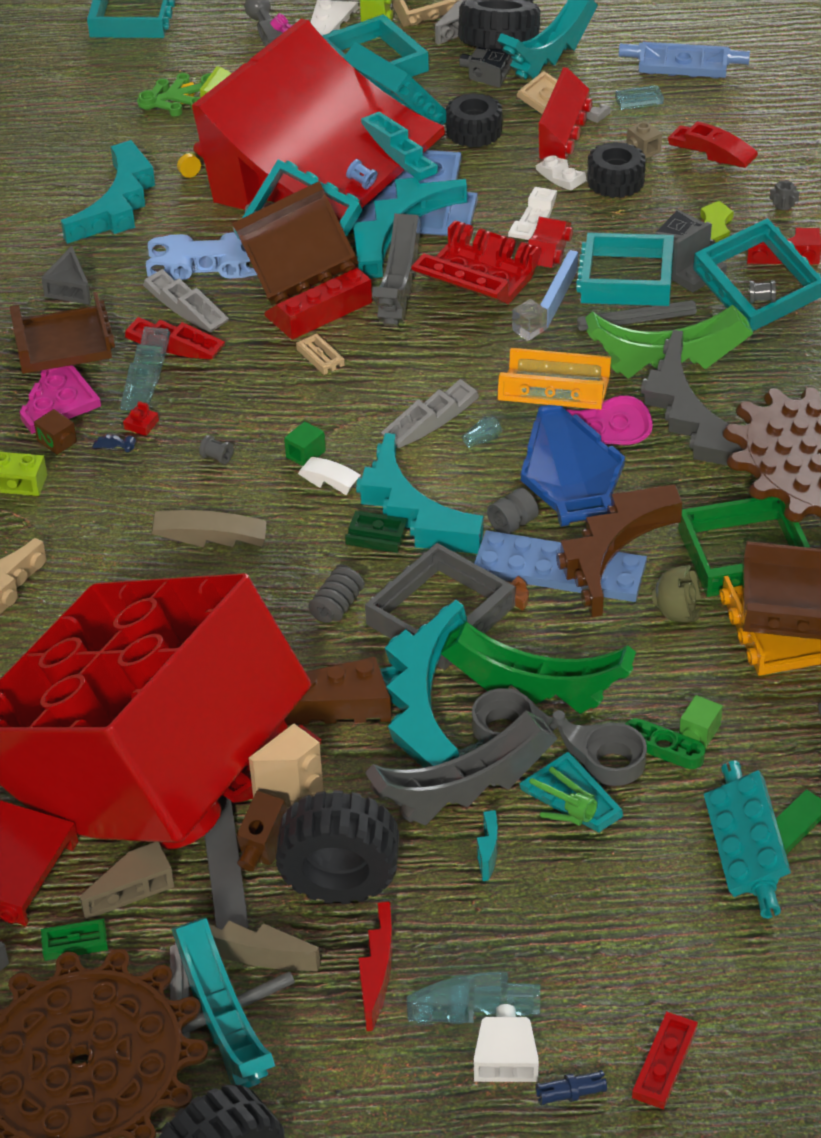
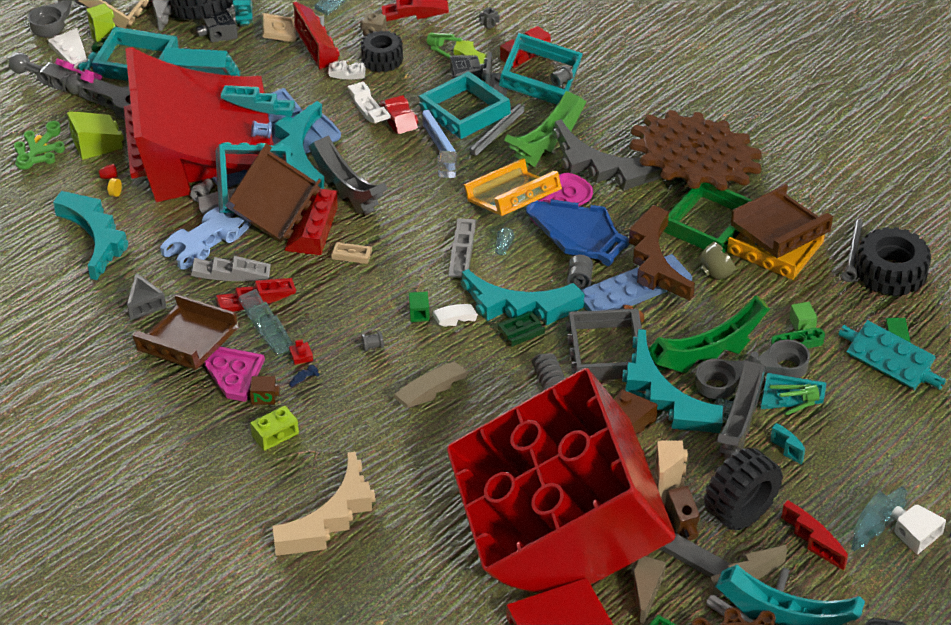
camera: 45 degrees left, 0 degrees up
(474, 120) = (260, 61): black tyre -> none
(483, 267) = (380, 150): red slope -> none
(693, 190) = (437, 39): none -> bright green plant

